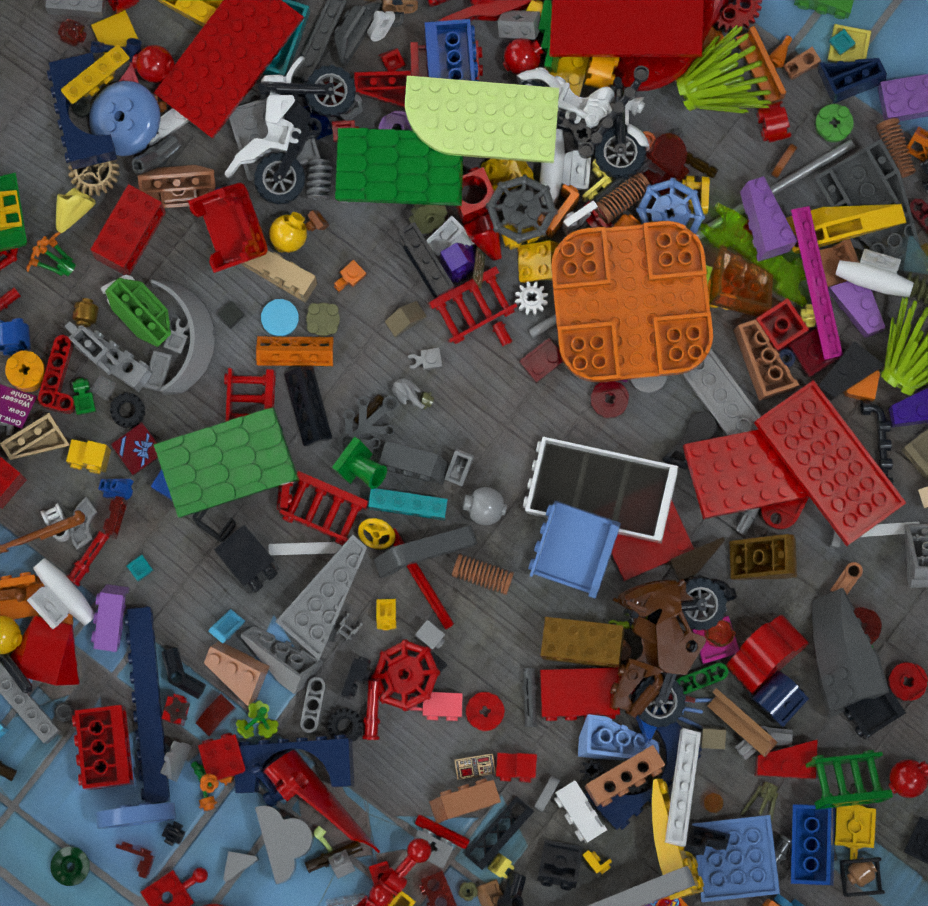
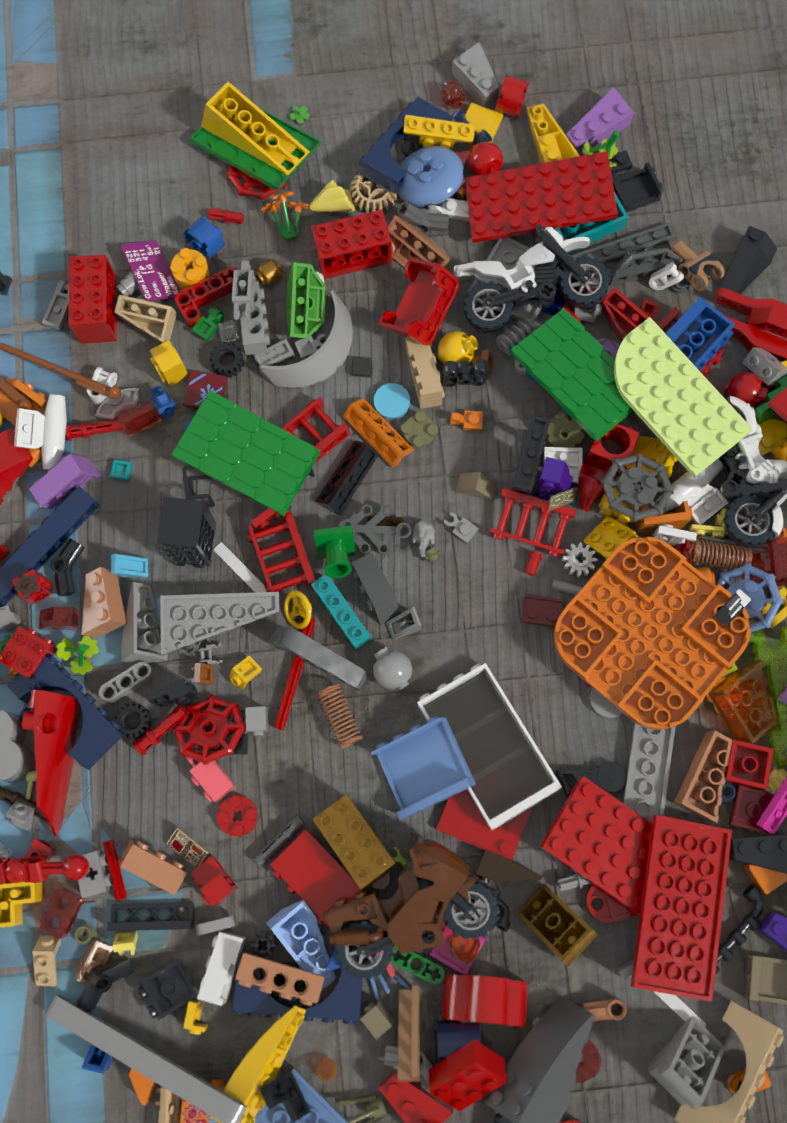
camera: 50 degrees right, 5 degrees down
(314, 245) = (464, 373): none -> black gear
(359, 645) = (202, 674): none -> dark orange tile
(620, 401) = (571, 680): dark red plate -> none
(668, 230) = (732, 607): none -> sticker
(683, 787) = (310, 1037): white tile -> none
(802, 707) = (467, 1075): none -> red brick

